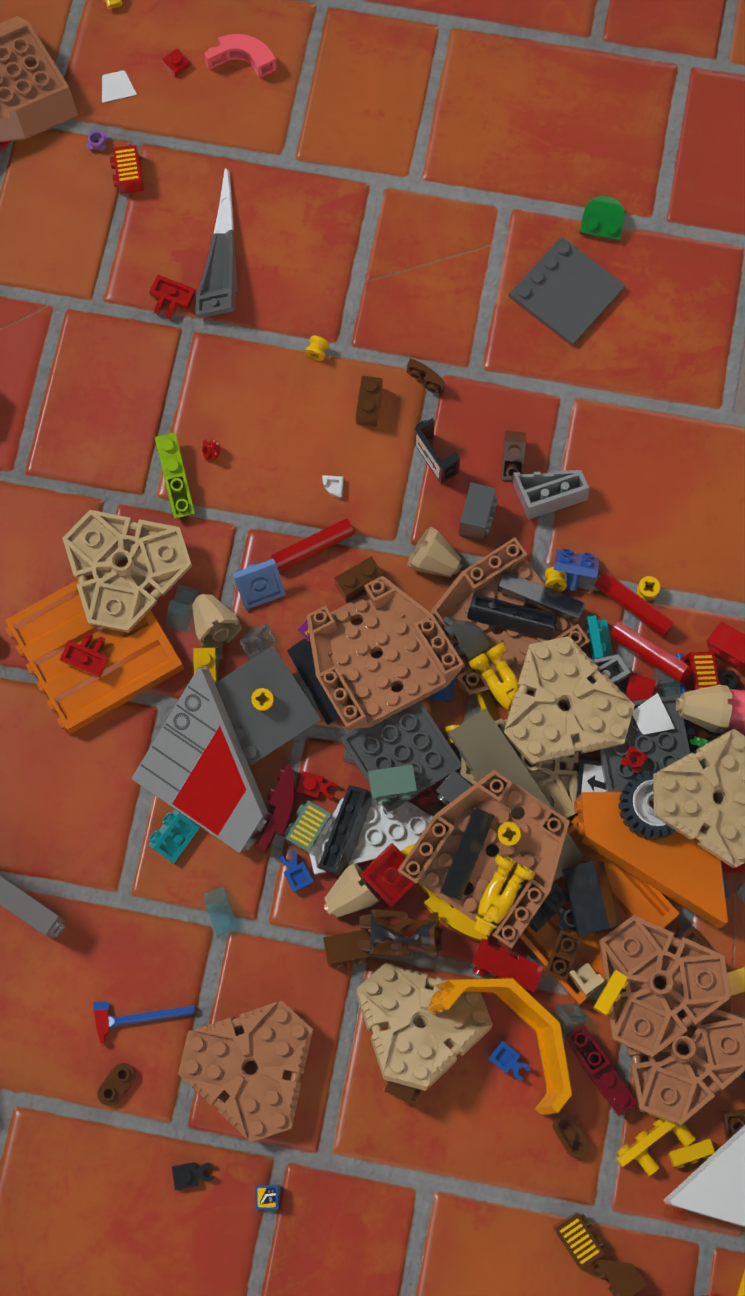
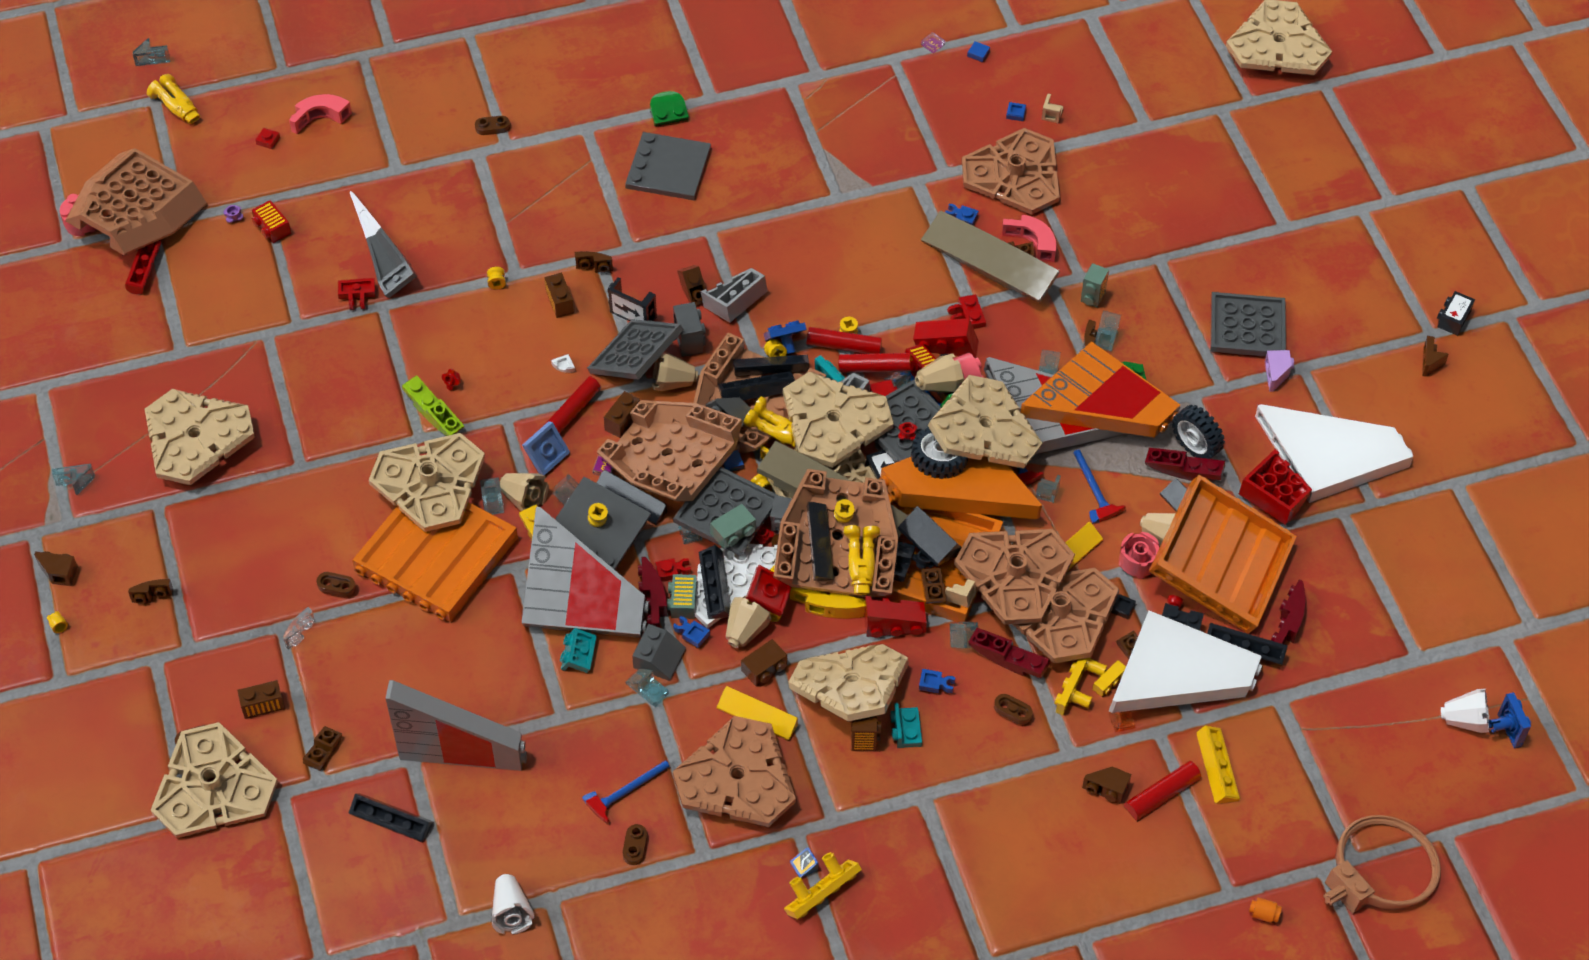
camera: 30 degrees left, 20 degrees down
(84, 658) = (435, 554): red hinge -> none
(116, 86) = (227, 173): white sticker -> none
(187, 1175) = (732, 880): black plate -> none
(249, 881) = (658, 652): none -> dark grey slope
(266, 1238) = (830, 884): none -> yellow plate
(311, 1001) = (744, 706): none -> yellow slope
(409, 153) = (492, 125): none -> reddish brown plate
(409, 511) = (635, 349): none -> dark grey plate
(427, 933) = (805, 622): reddish brown hips -> none
(452, 1096) = (907, 727): none -> teal bracket
(535, 1015) = (932, 635): light orange panel -> none
(579, 1240) = (1062, 774): reddish brown brick -> none
(611, 993) = (984, 588): yellow piece -> none
(652, 716) = (903, 400): white sticker -> none

